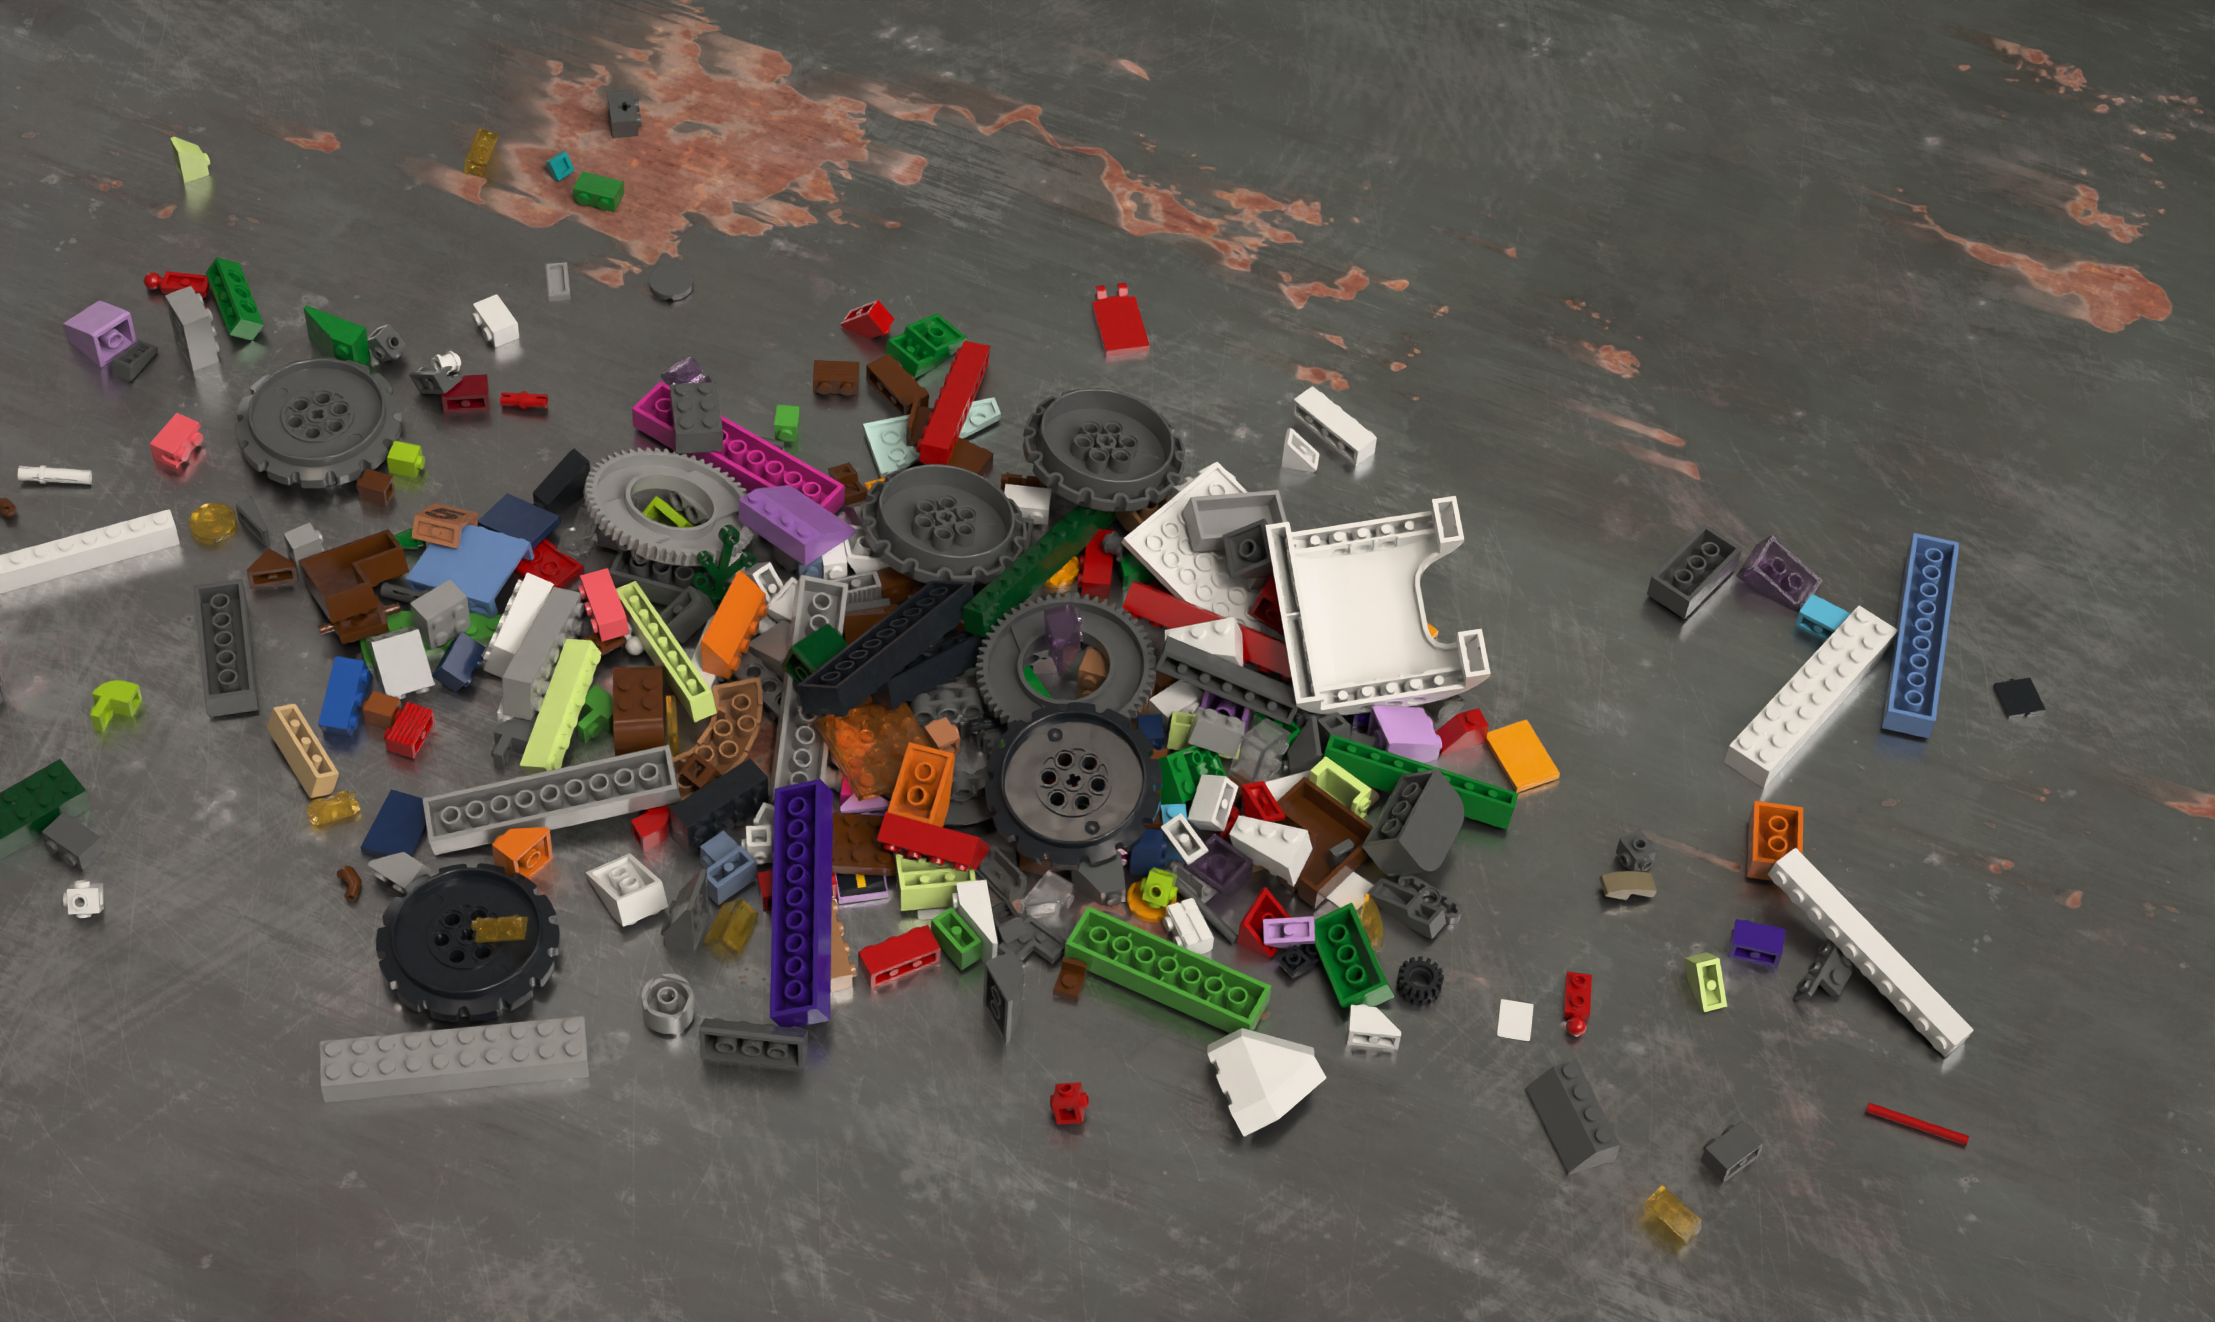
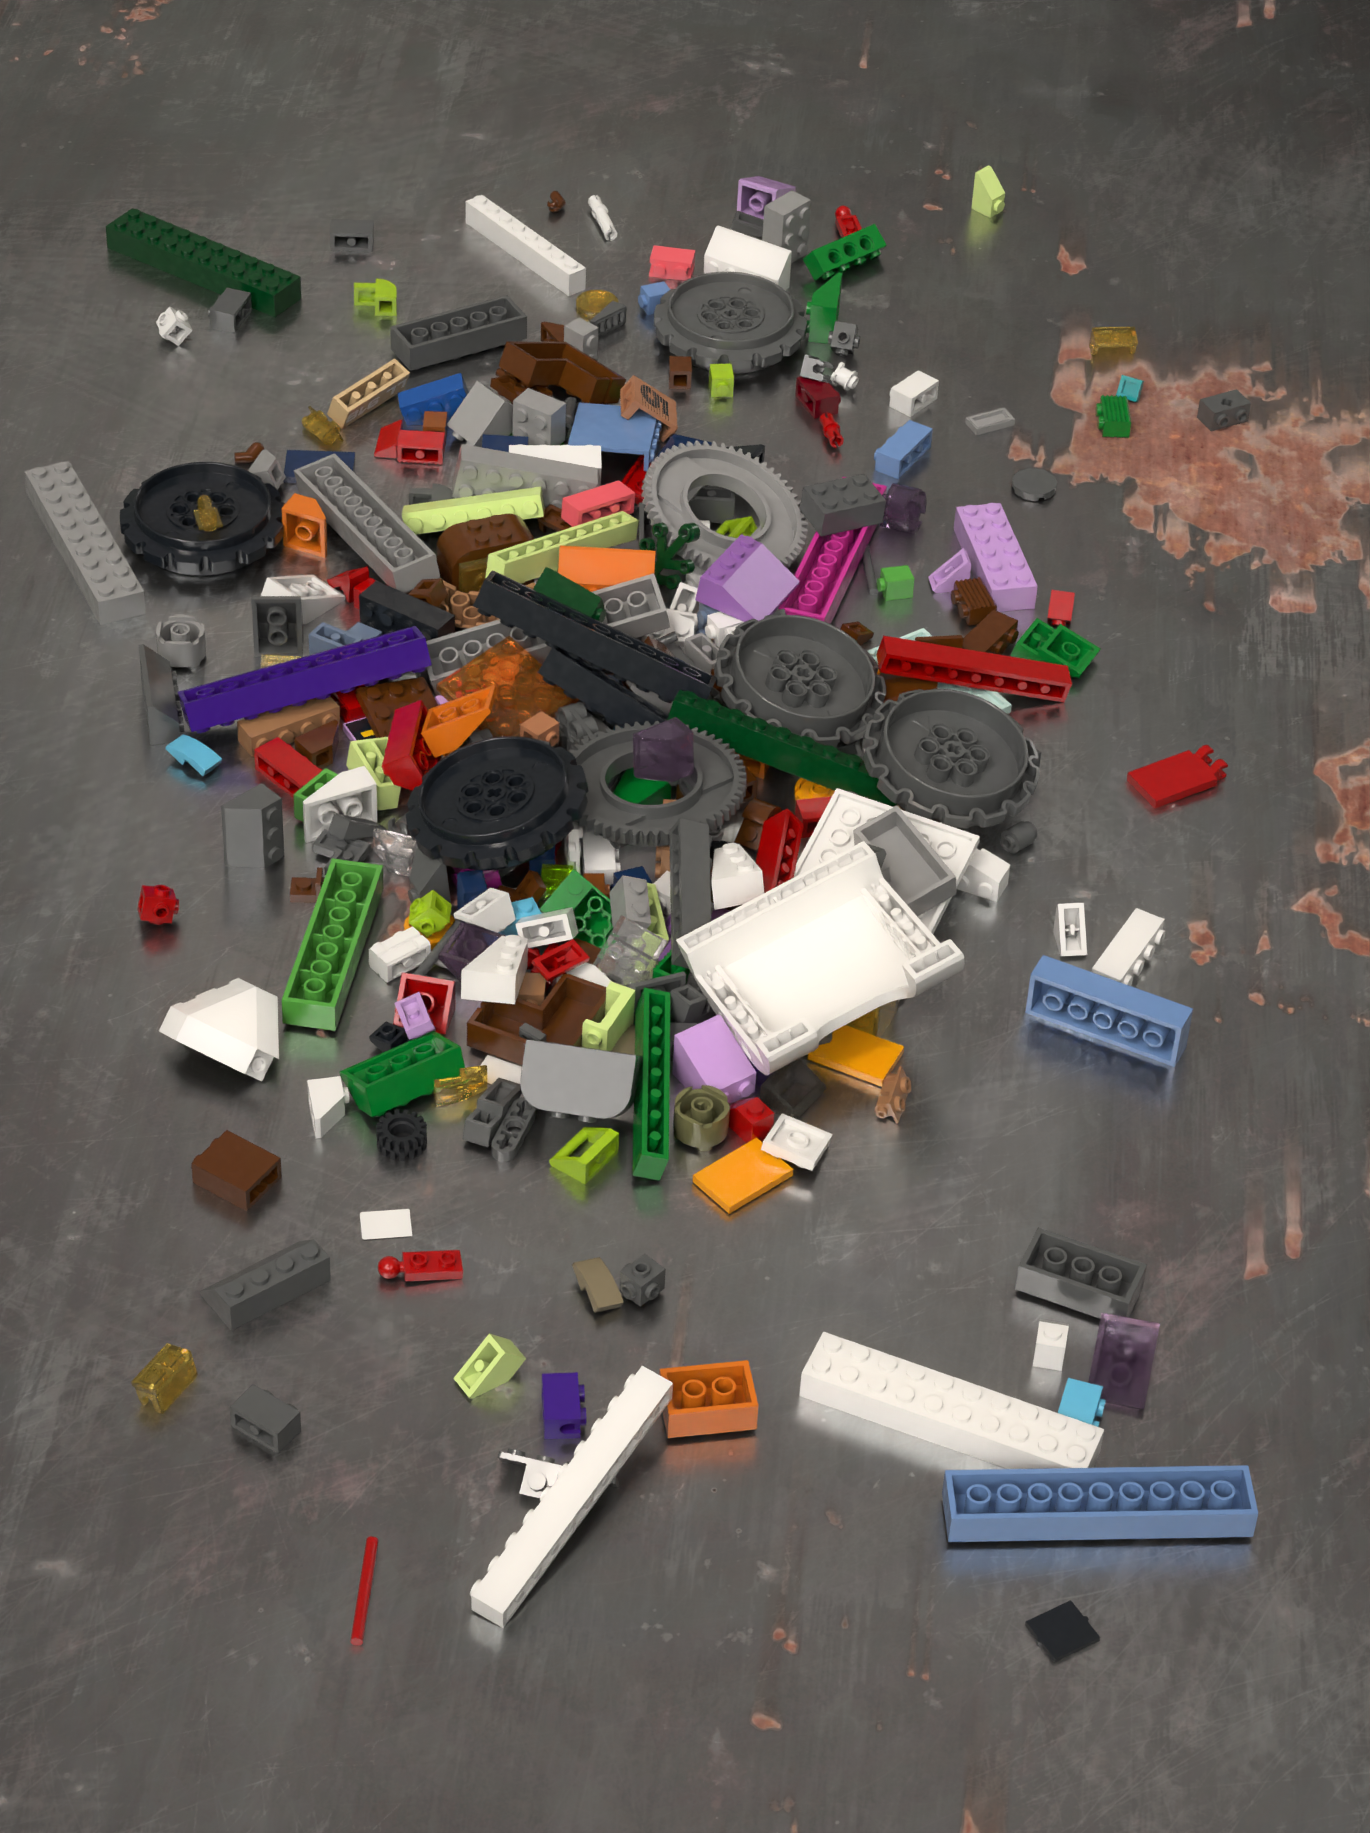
camera: 75 degrees right, 10 degrees down
(218, 378) = (741, 253): none -> white slope
(234, 470) = (651, 295): none -> medium blue brick
(379, 755) = (388, 439): none -> red slope
(582, 356) = (903, 449): none -> medium blue brick
(619, 838) = (348, 580): none -> red slope
(776, 340) = (996, 555): none -> lavender brick
(791, 379) = (954, 569): none -> lavender slope
(840, 1032) = (194, 752): none -> medium azure slope
(869, 921) = (319, 744): none -> reddish brown slope
(1410, 457) = (1108, 1010): none -> medium blue brick
(1436, 1113) = (236, 1170): none -> reddish brown brick
(1450, 622) = (894, 1095): none -> medium nougat hinge
(1461, 755) = (701, 1117): none -> olive brick
(1482, 848) = (584, 1168): none -> lime tile
(1503, 706) = (796, 1142): none -> white plate
(1748, 611) = (1050, 1345): none -> white slope

